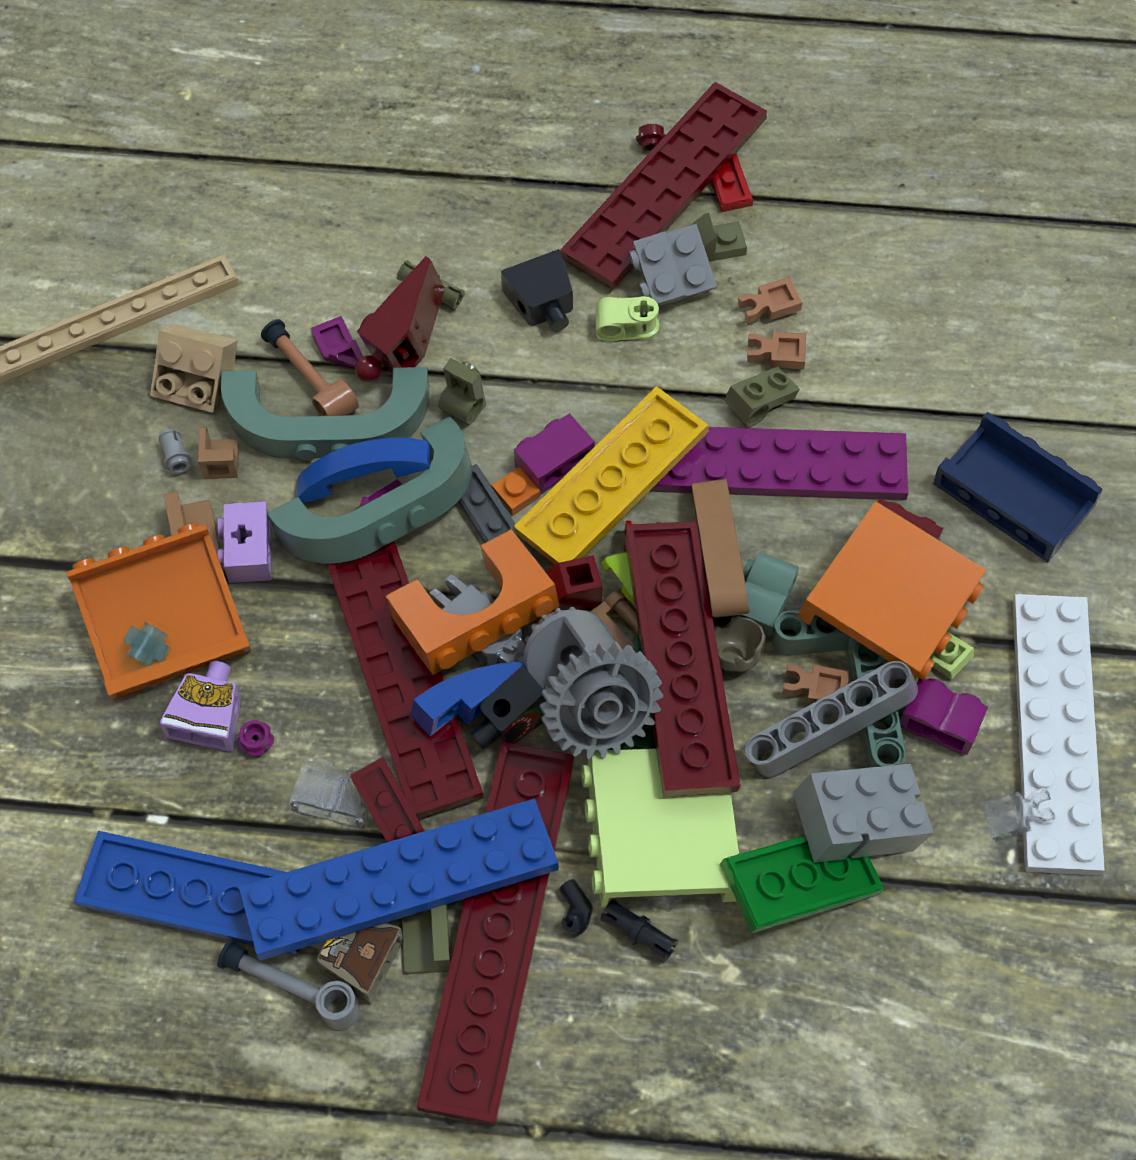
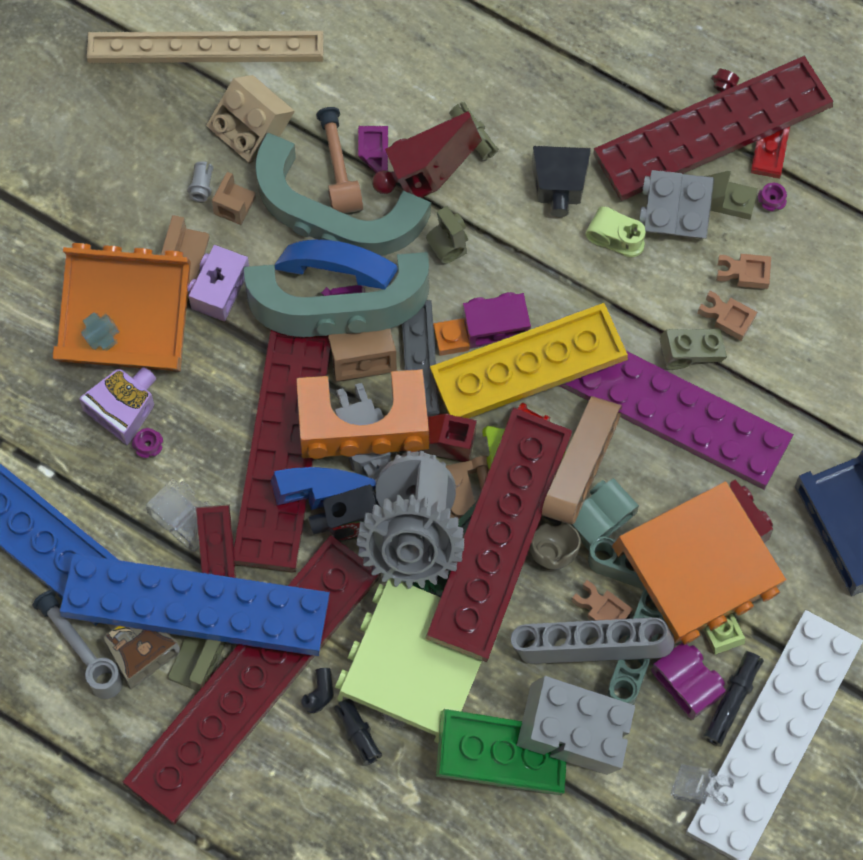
camera: 25 degrees right, 5 degrees up
(437, 546) = (362, 354): none -> medium nougat panel
(757, 216) = (776, 190): none -> magenta plate
(997, 722) = (738, 688): none -> black pin

